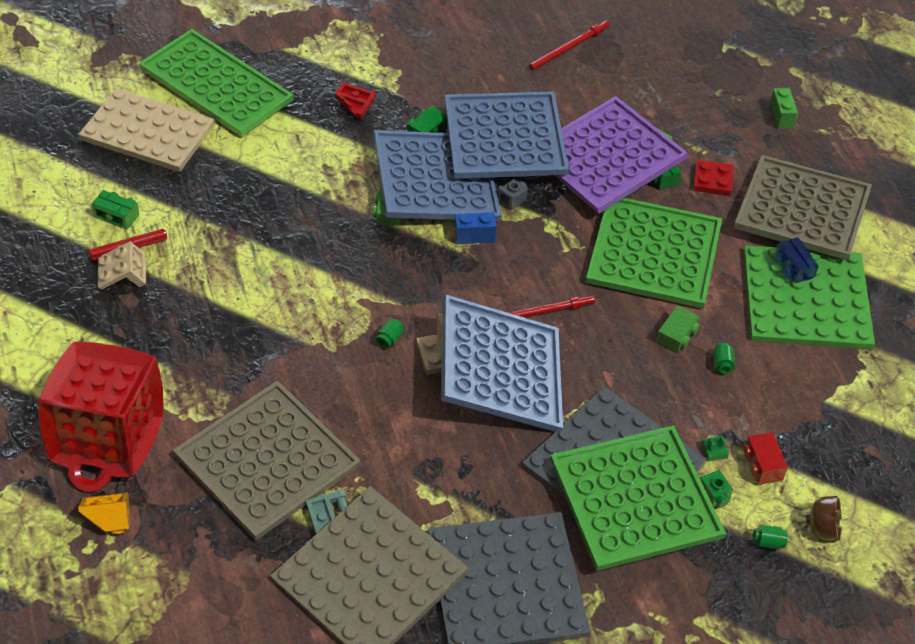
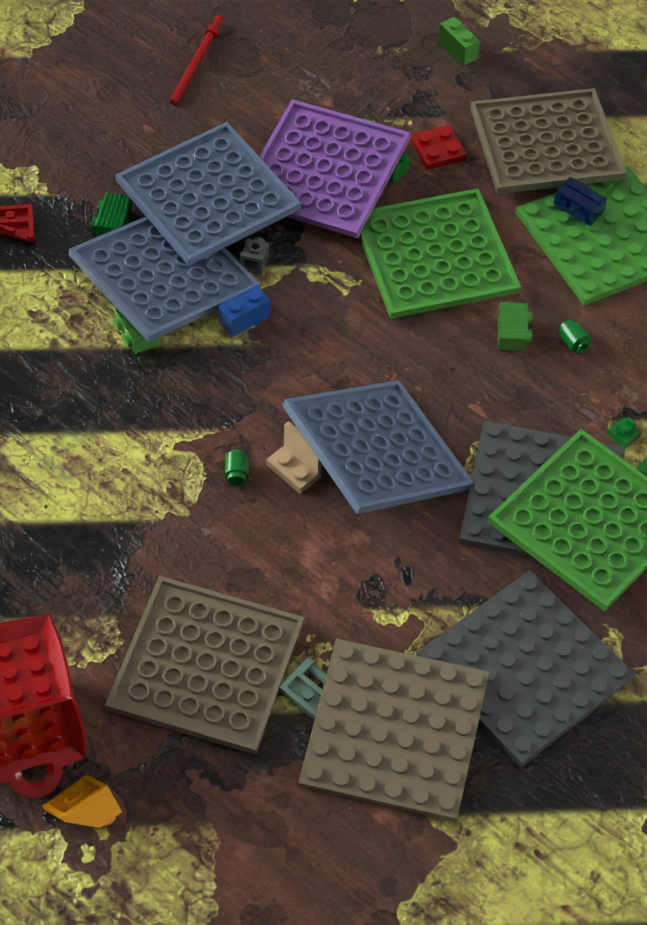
camera: 30 degrees left, 5 degrees up
(573, 303) = (393, 347): red bar -> none

